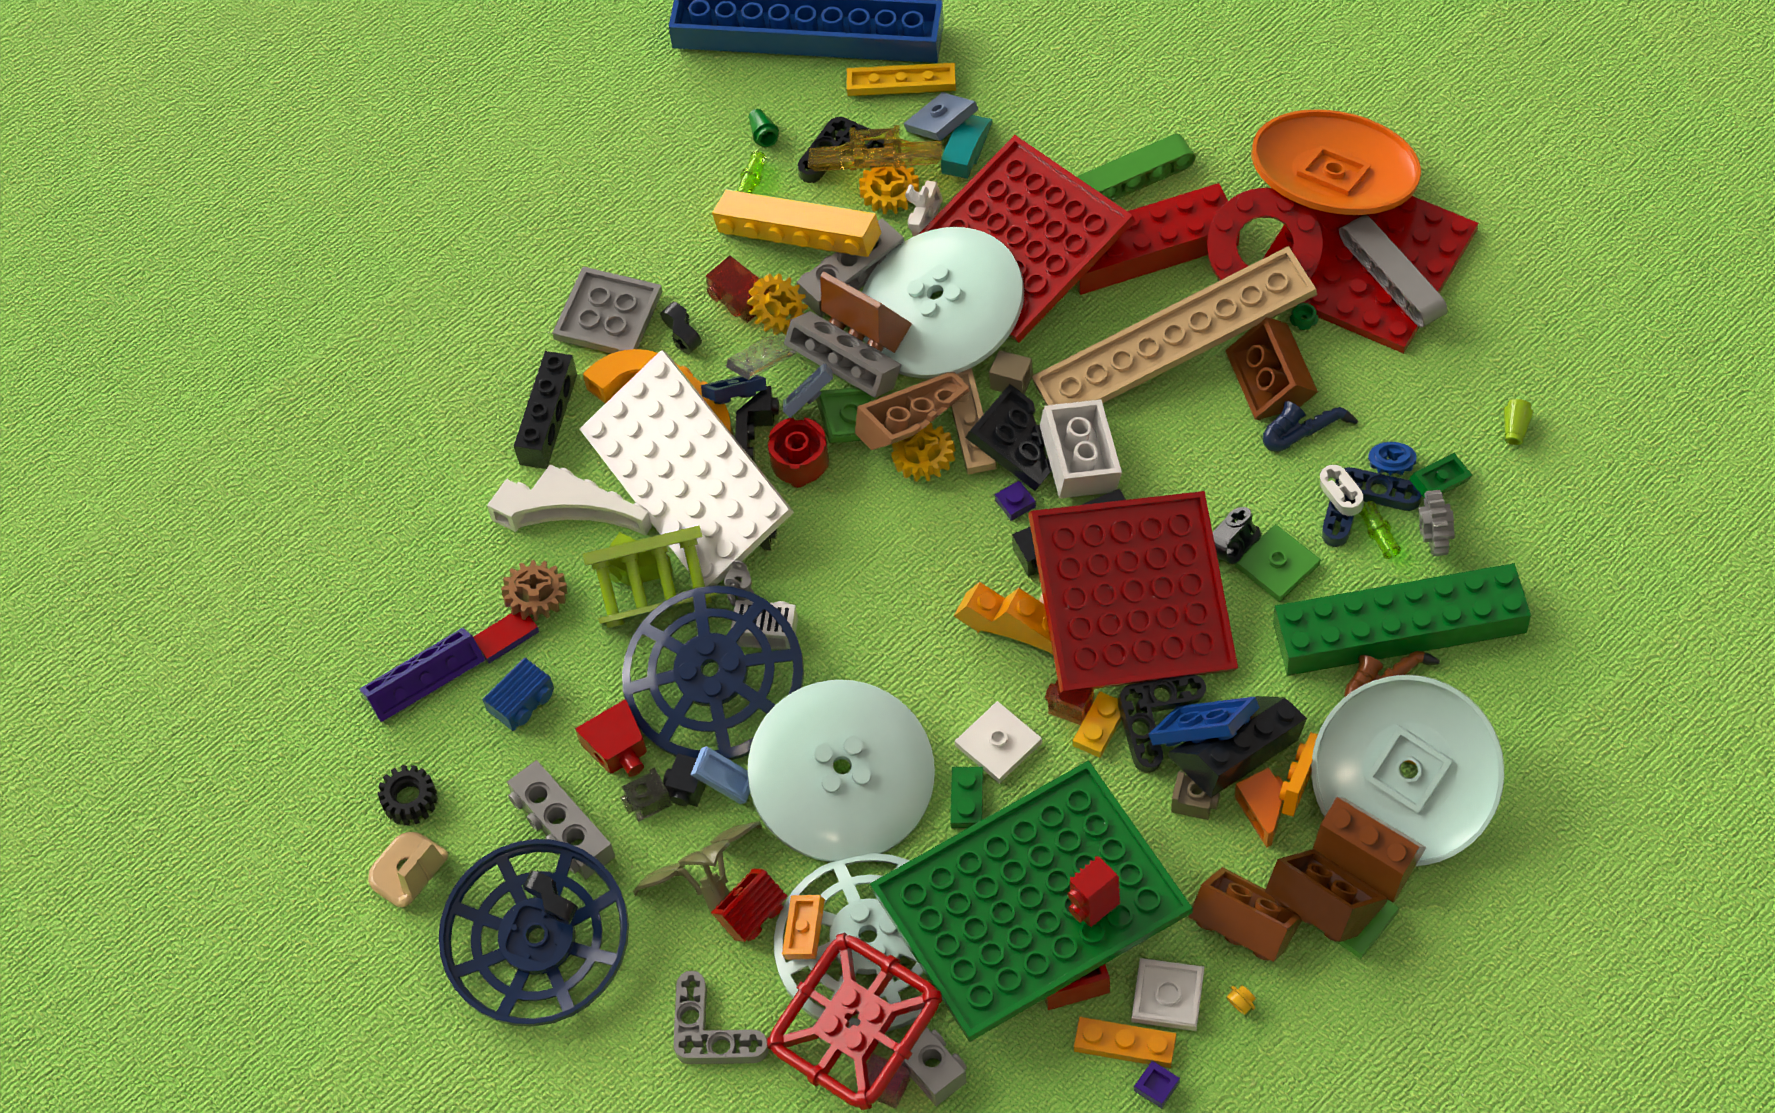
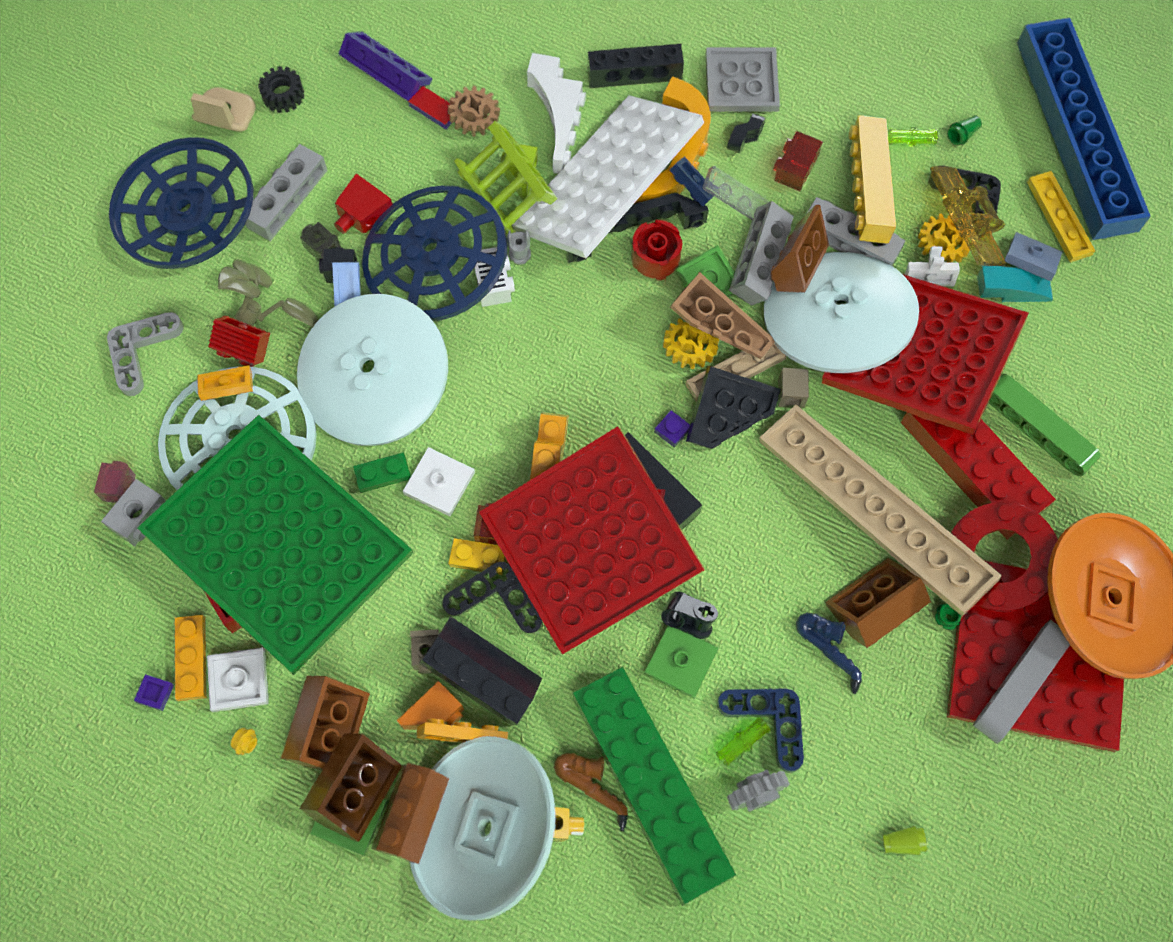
camera: 65 degrees right, 10 degrees up
(519, 694) = (382, 131): blue brick -> none
(546, 889) = (199, 198): black piece -> none
(776, 304) = (799, 186): yellow gear -> none
(808, 390) = (710, 236): sand blue plate -> none
(860, 1040) = (152, 455): red plate -> none
(1080, 448) = (732, 461): white brick -> none
(1093, 892) = (268, 583): red brick -> none
(1204, 721) = (485, 637): blue plate -> none
(1336, 493) = (773, 700): white beam -> none
(1402, 458) = (833, 738): blue gear -> none
(1441, 475) = (815, 783): green plate -> none

